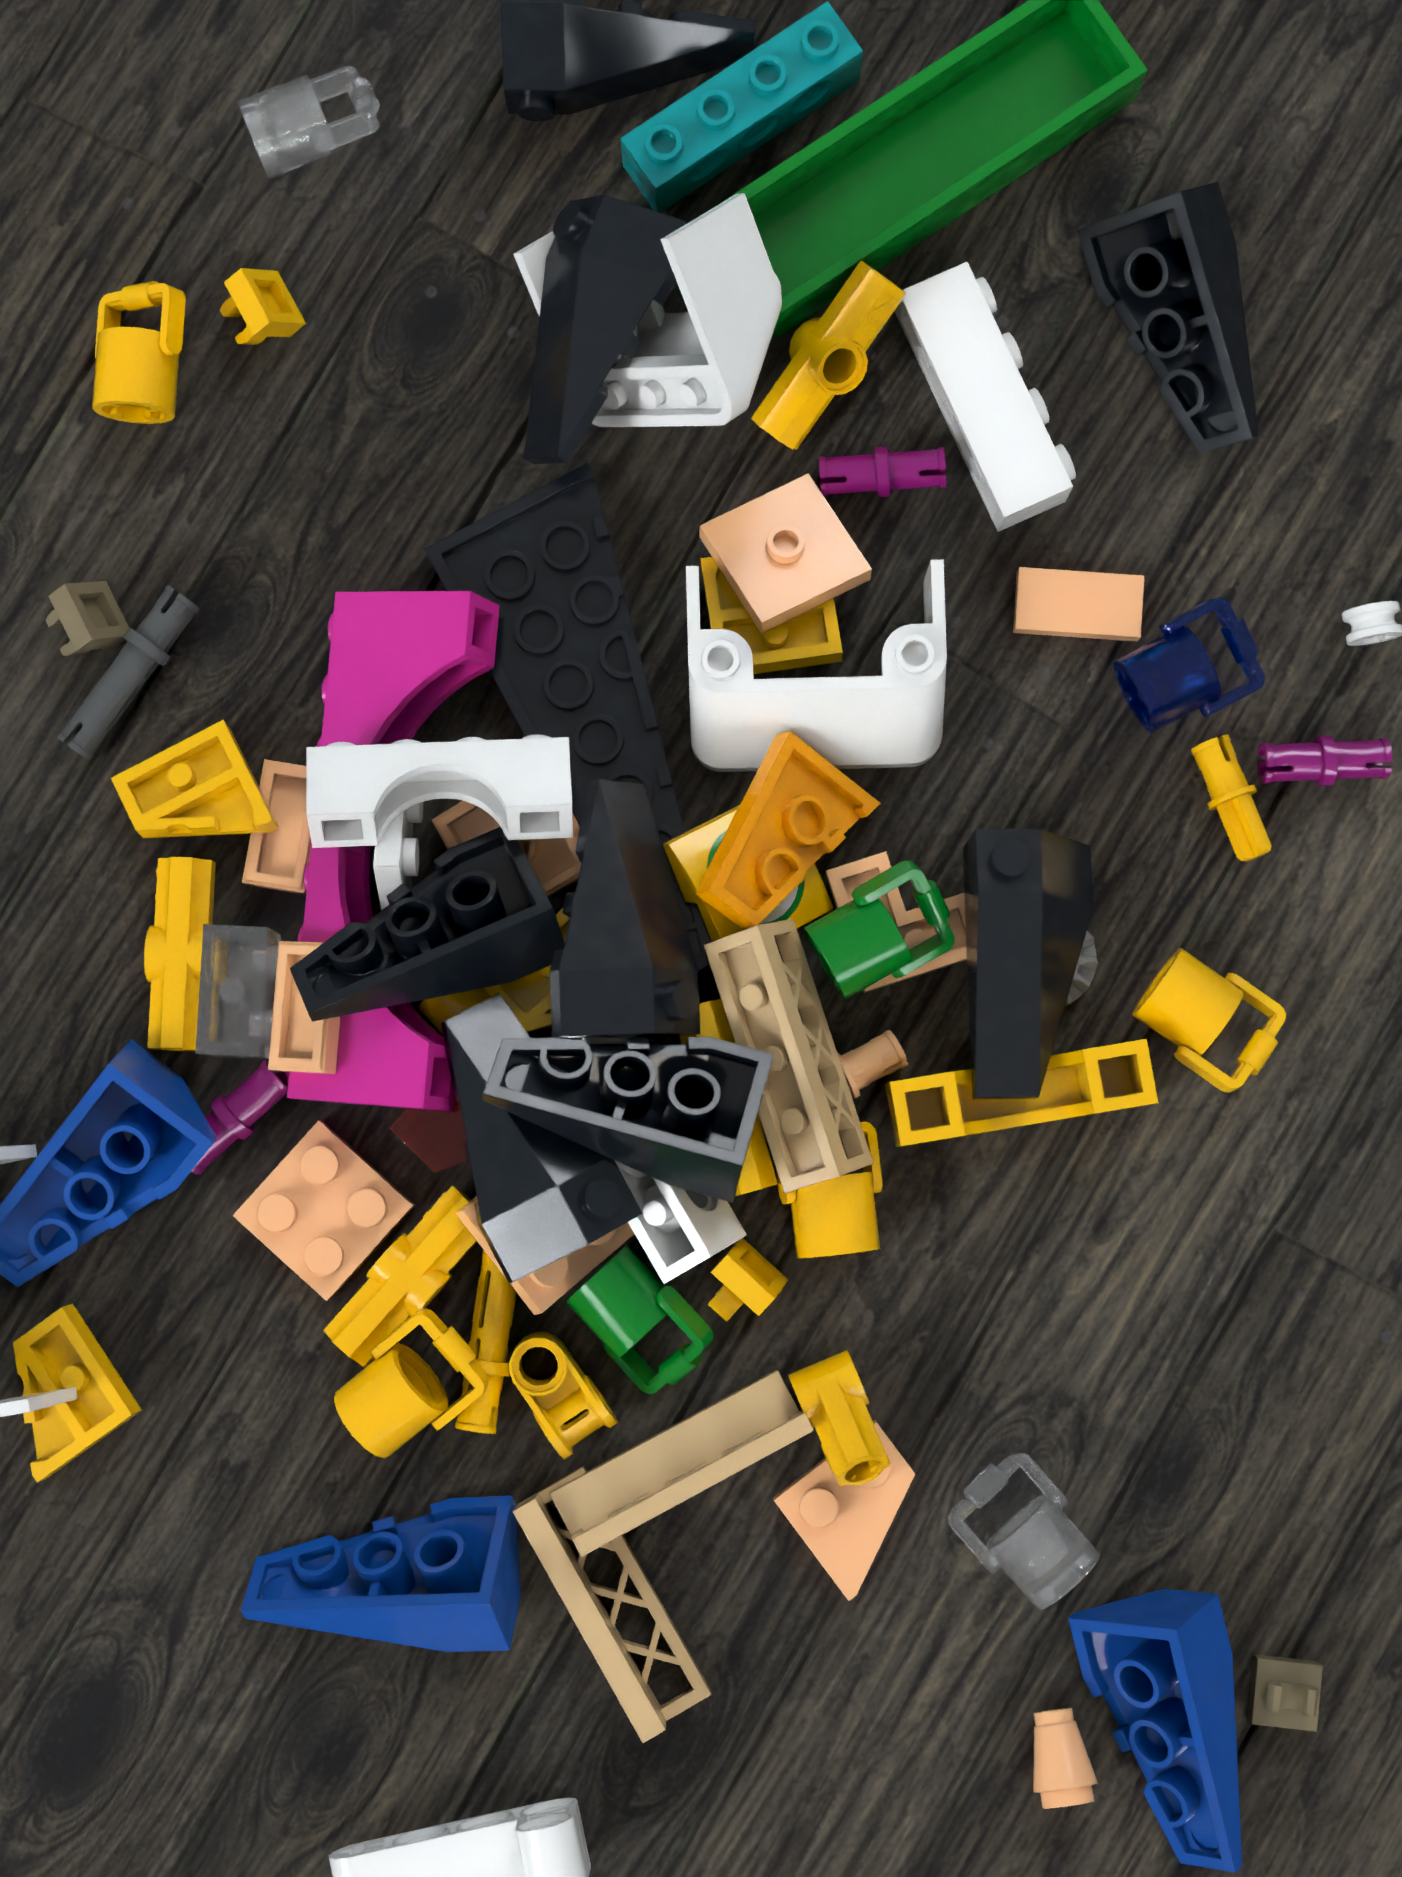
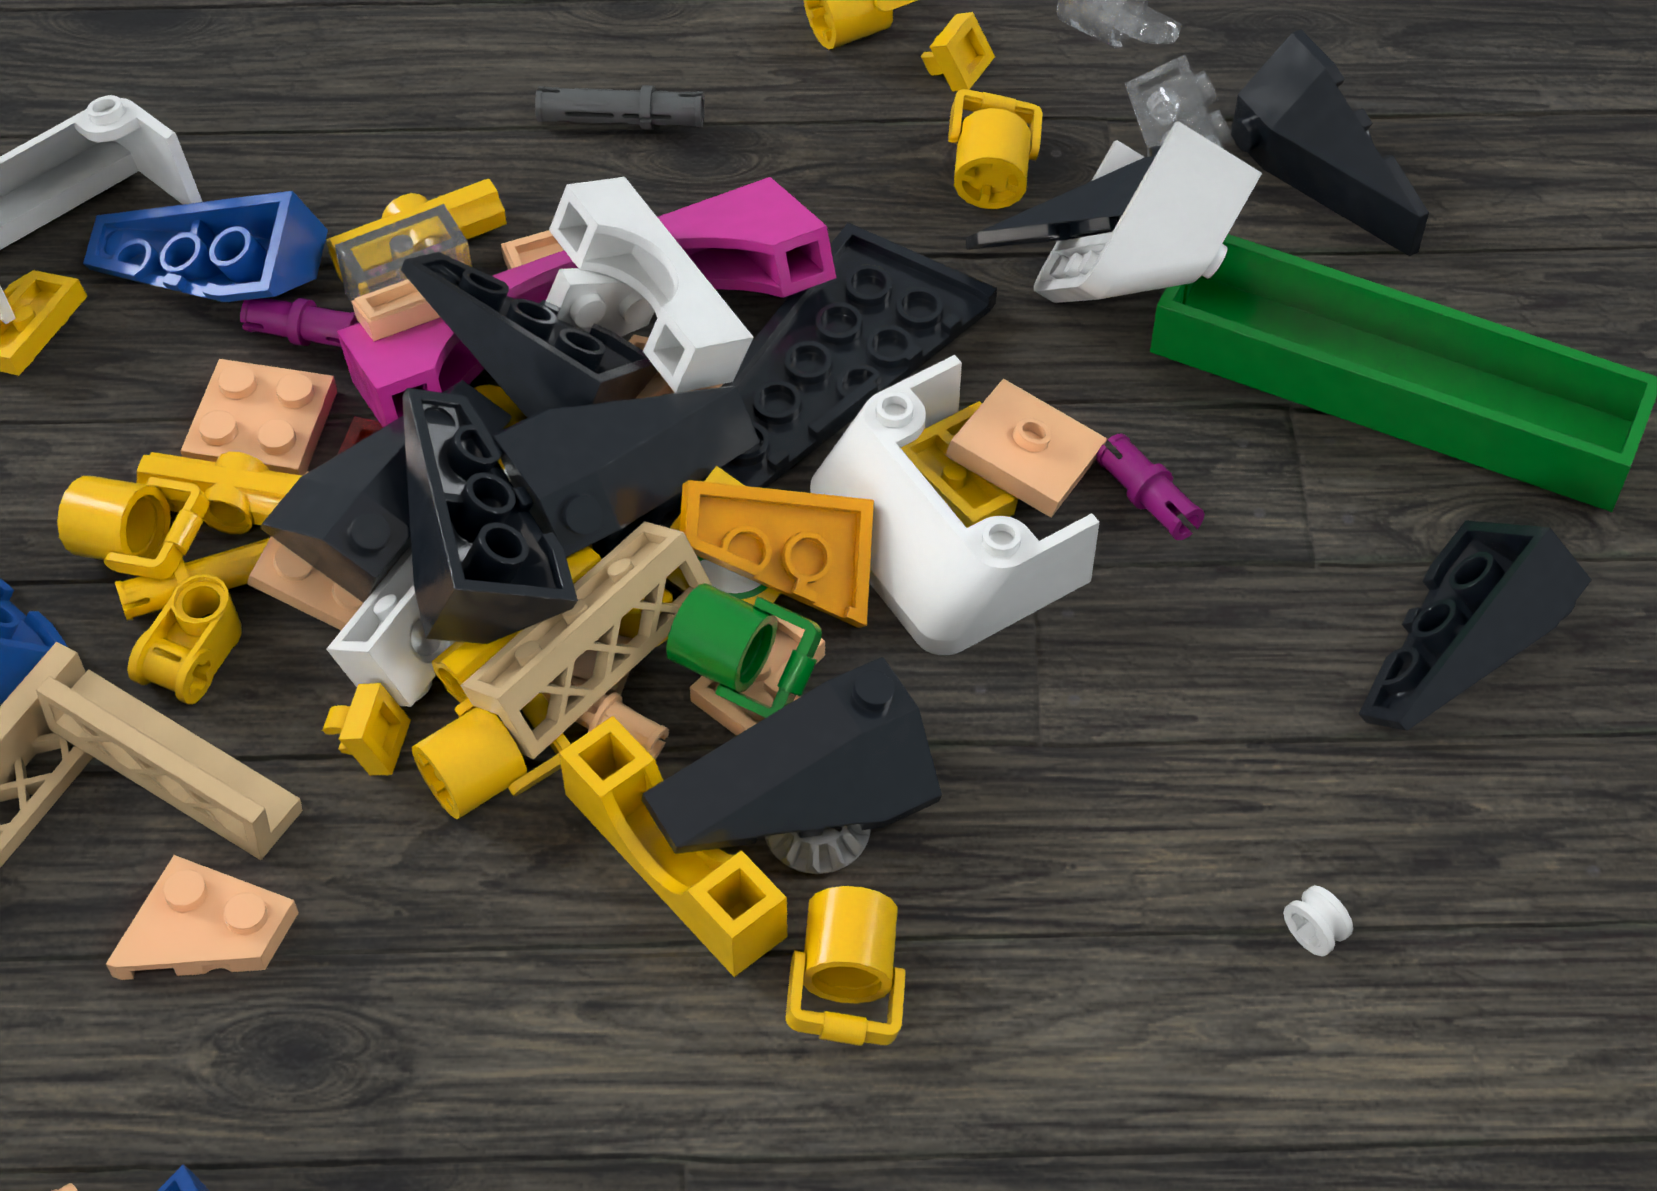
camera: 55 degrees right, 30 degrees down
(88, 617) = (645, 60): dark tan tile -> none
(195, 790) = (542, 167): yellow wing -> none
(420, 357) = (993, 147): none -> yellow piece
(473, 154) = (1175, 95): none -> clear bracket
(624, 1305) = (286, 658): green piece -> none
(742, 107) = (1361, 240): teal brick -> none
(828, 355) = (1247, 384): yellow piece -> none
(837, 1409) = (287, 850): yellow piece -> none
(984, 396) = (1268, 522): white brick -> none
(1037, 1544) = (245, 1080): clear piece -> none
(1078, 604) = (1152, 687): light nougat tile -> none
(1177, 675) = (1142, 777): clear blue piece -> none
(1232, 797) = (1070, 892): yellow axle -> none
(1324, 760) = (1161, 950): magenta pin -> none

